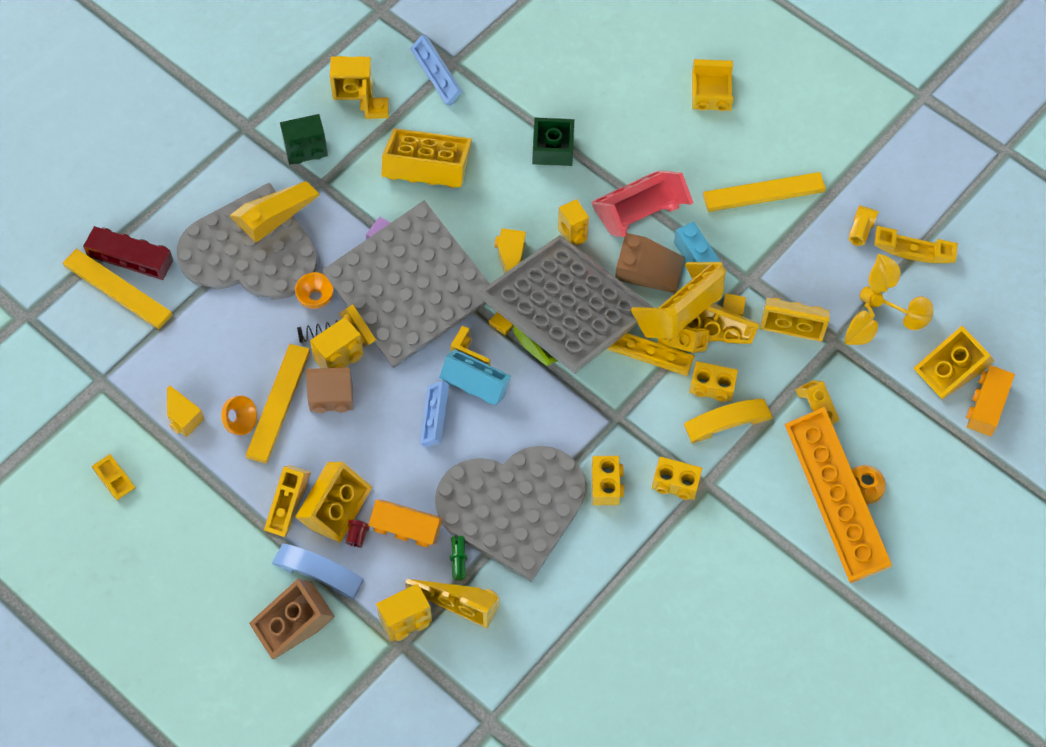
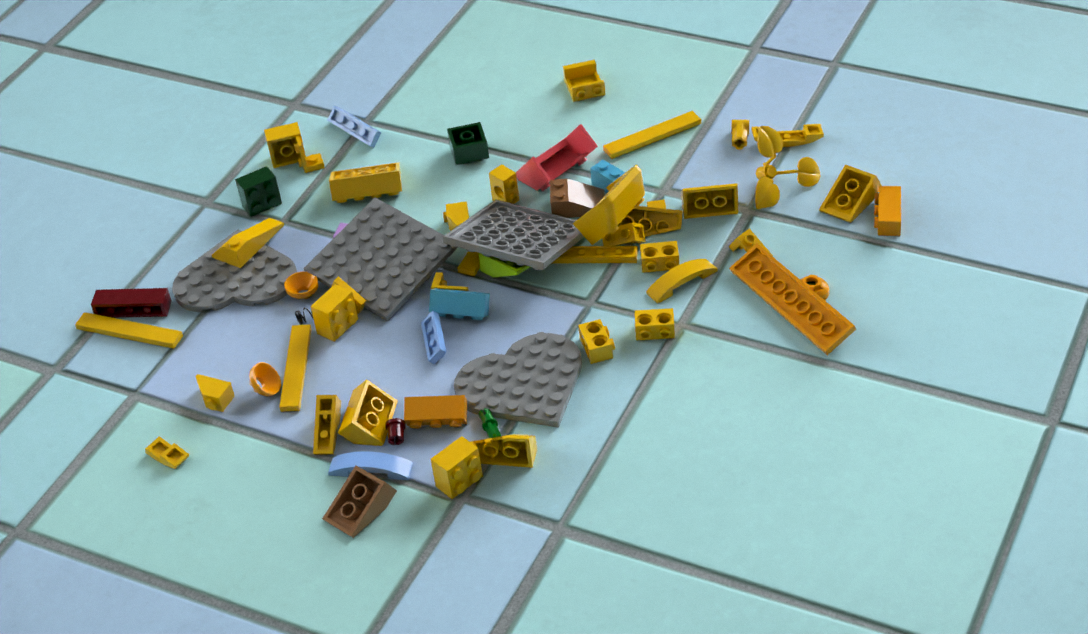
camera: 10 degrees left, 20 degrees down
(329, 389) = (337, 340): medium nougat slope -> none

